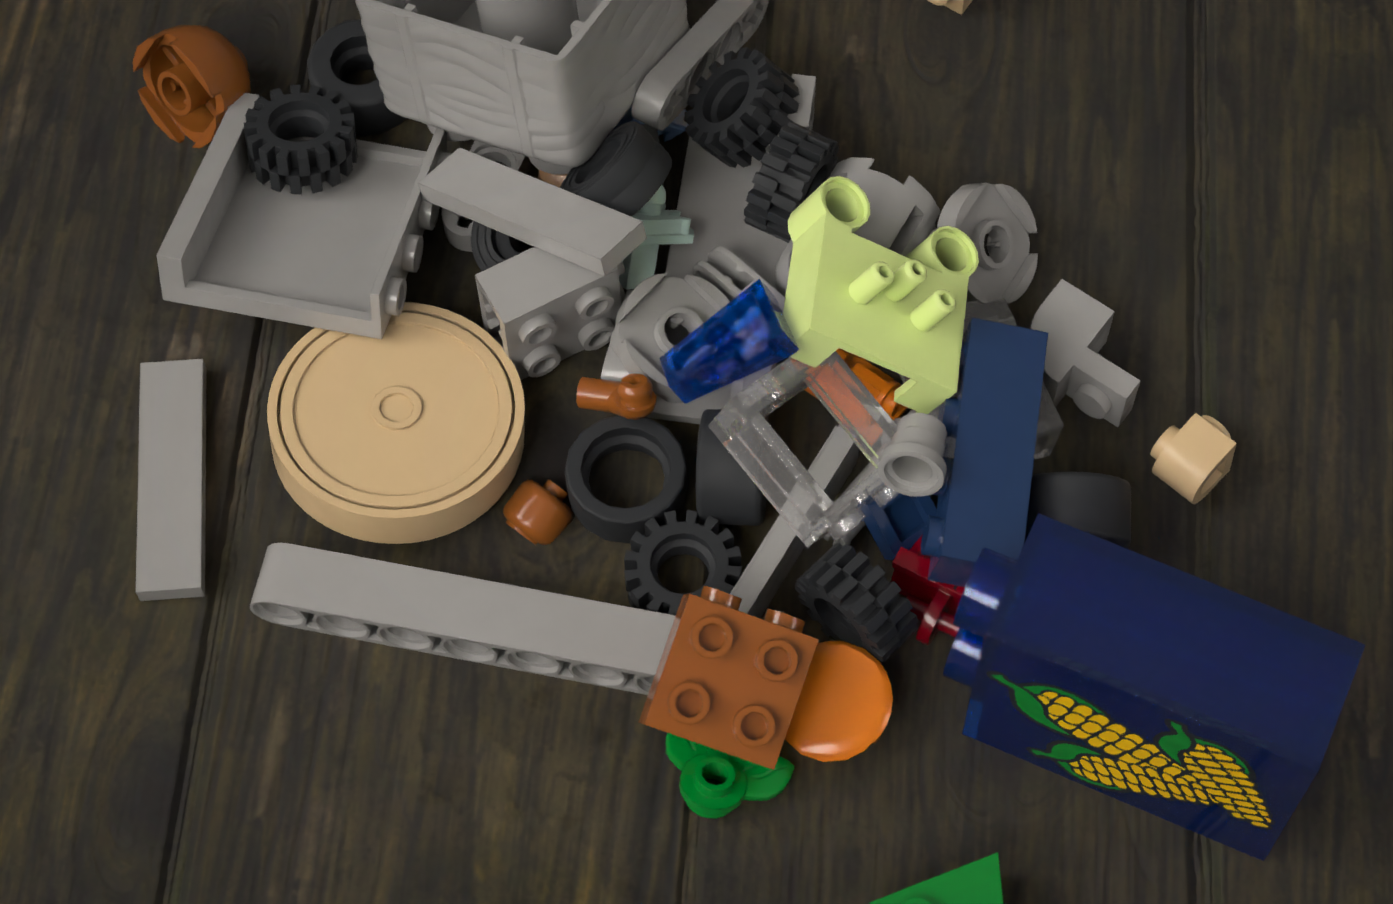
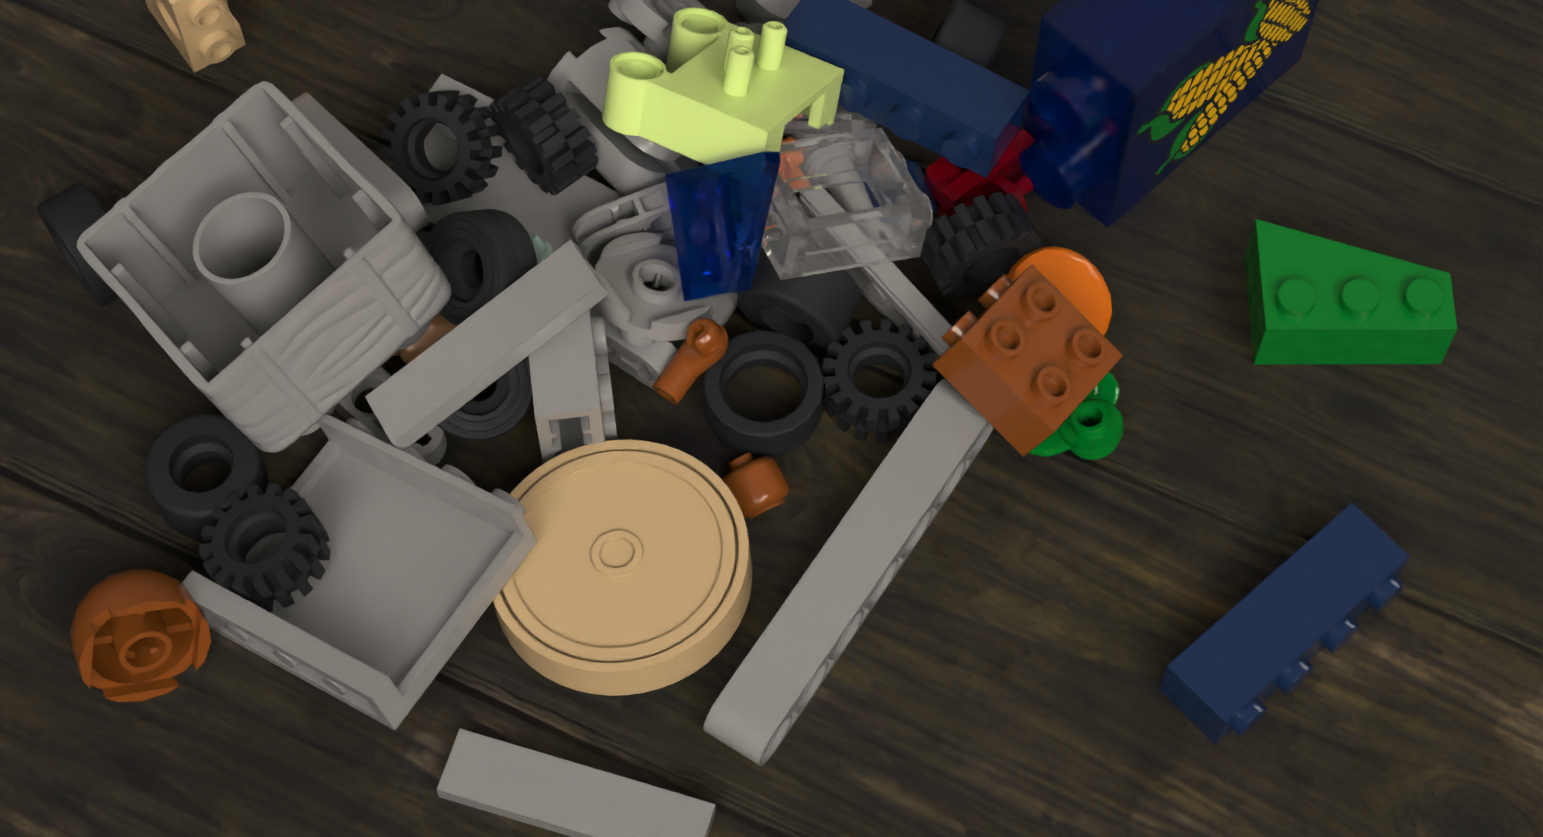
camera: 70 degrees left, 0 degrees up
(915, 457) = (895, 120): light grey piece -> none

